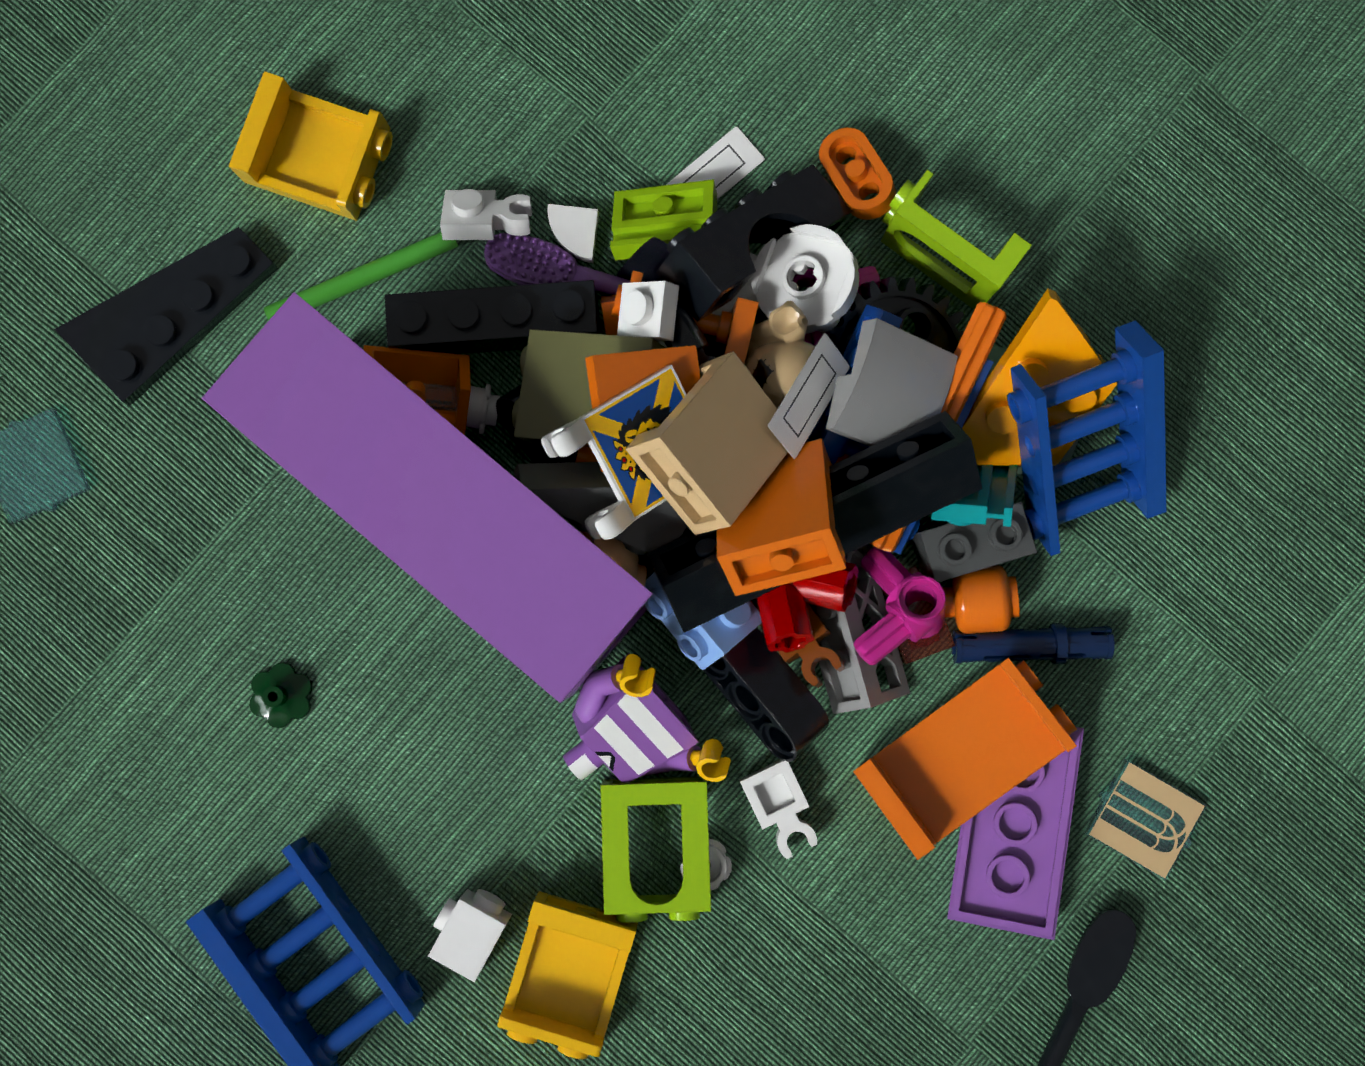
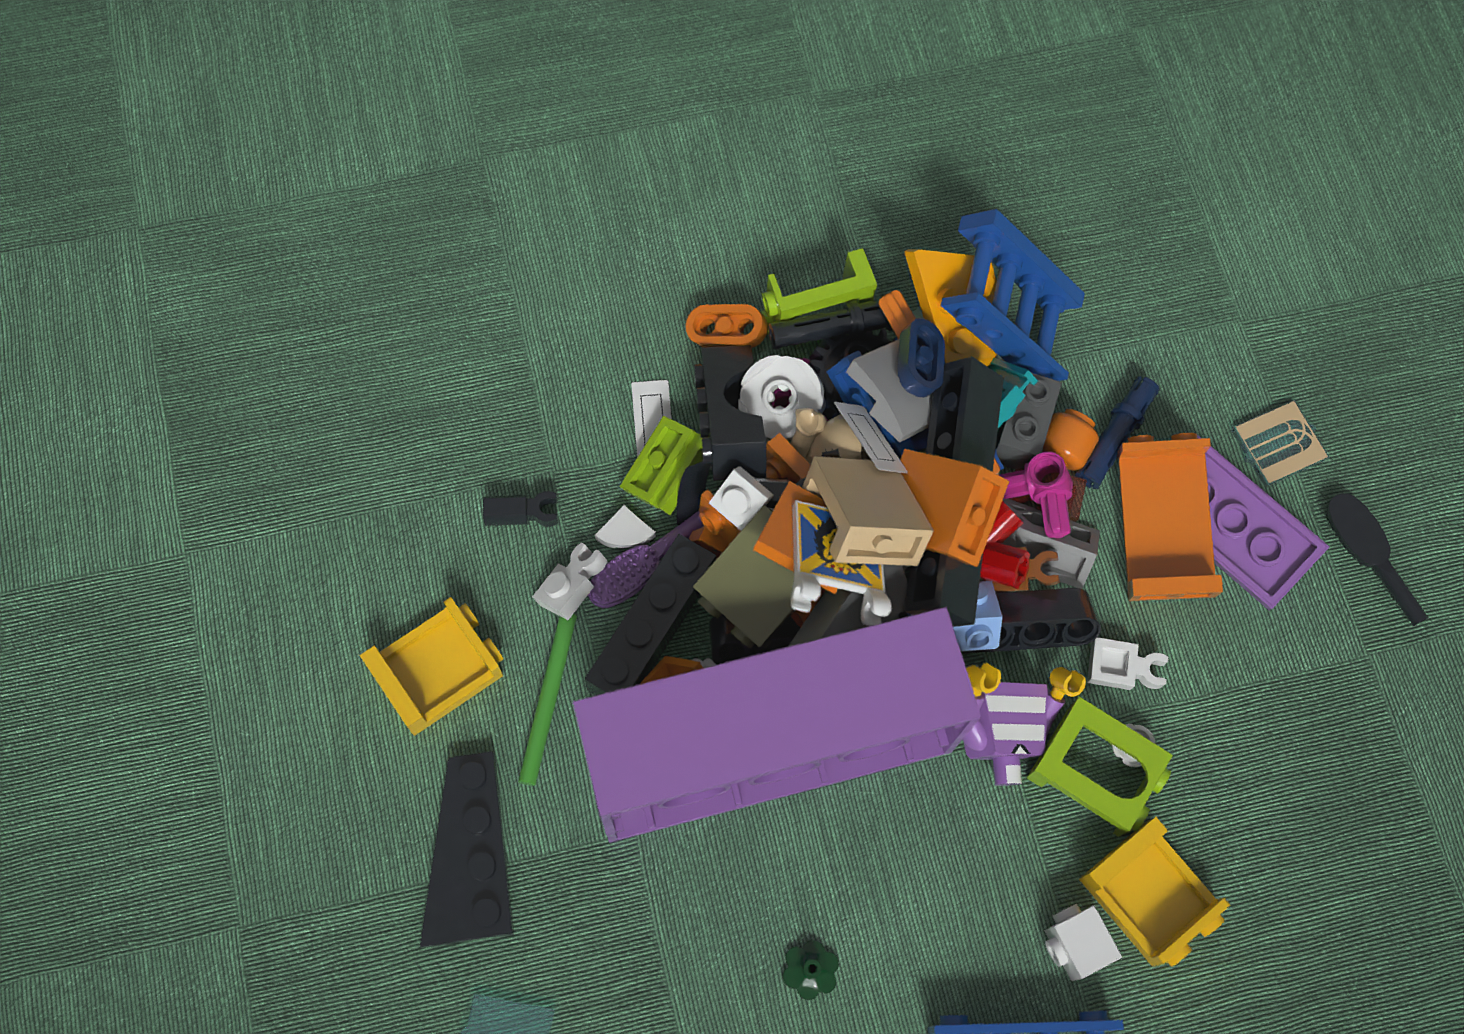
camera: 60 degrees left, 15 degrees down
(521, 112) = (519, 510): none -> black bar
(933, 391) = (921, 358): none -> dark blue plate
(950, 292) = (852, 320): none -> black pin

